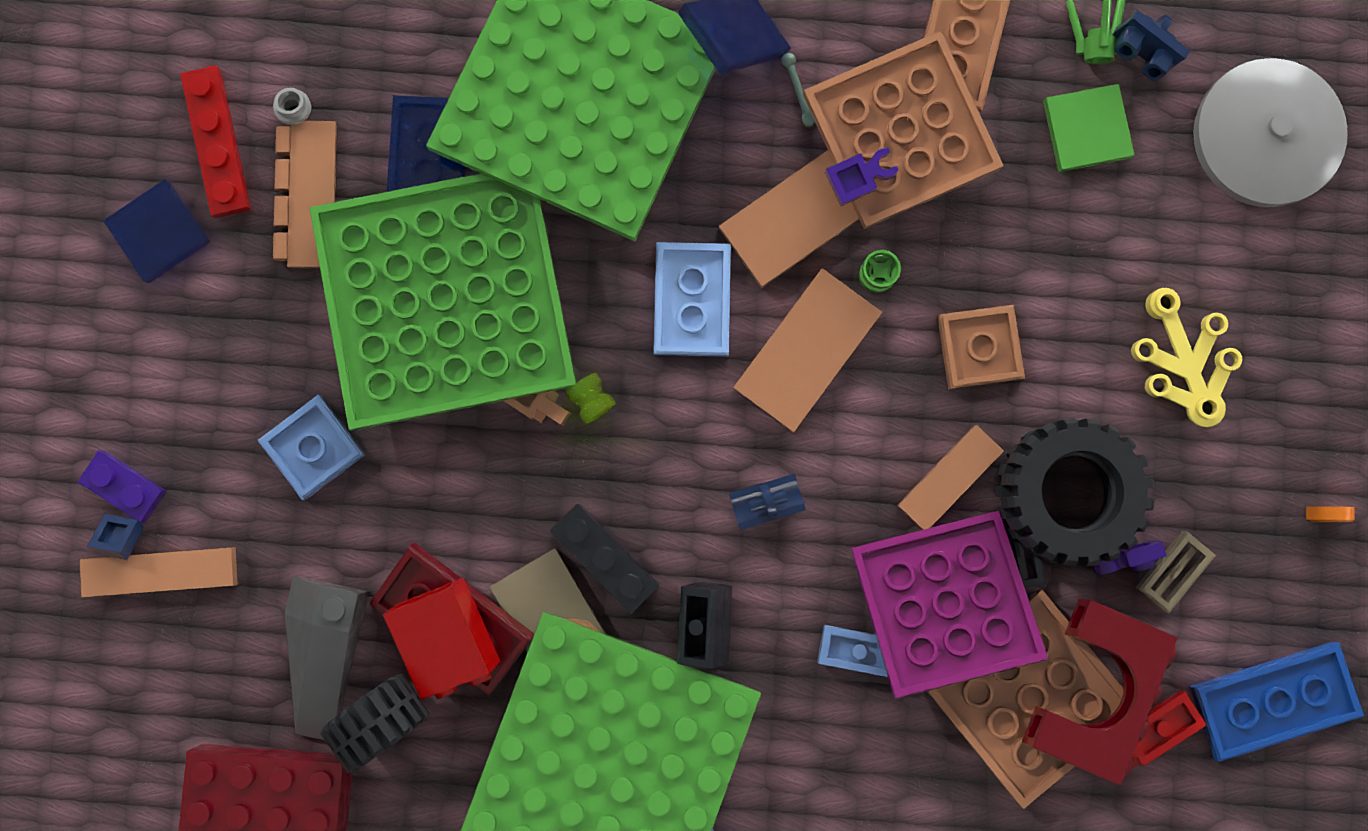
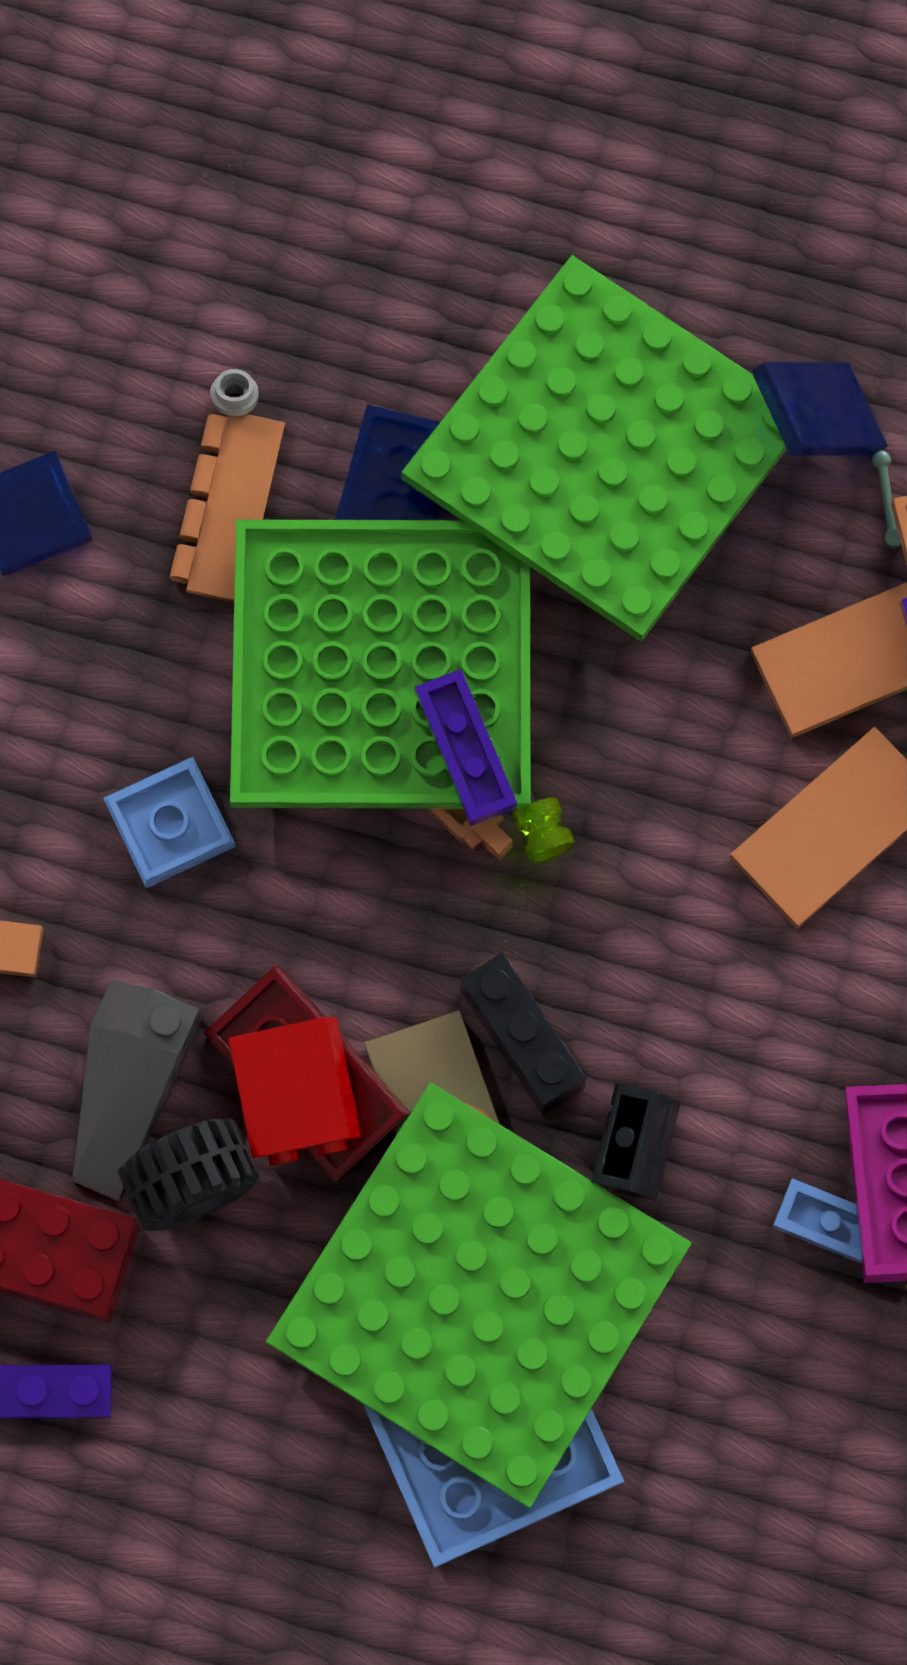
camera: 10 degrees right, 10 degrees down
(215, 141) = (127, 418): red plate -> none
(517, 353) = (465, 747): none -> dark purple plate
(692, 299) = (698, 734): light blue tile -> none
(767, 501) = (746, 1004): dark blue hips -> none

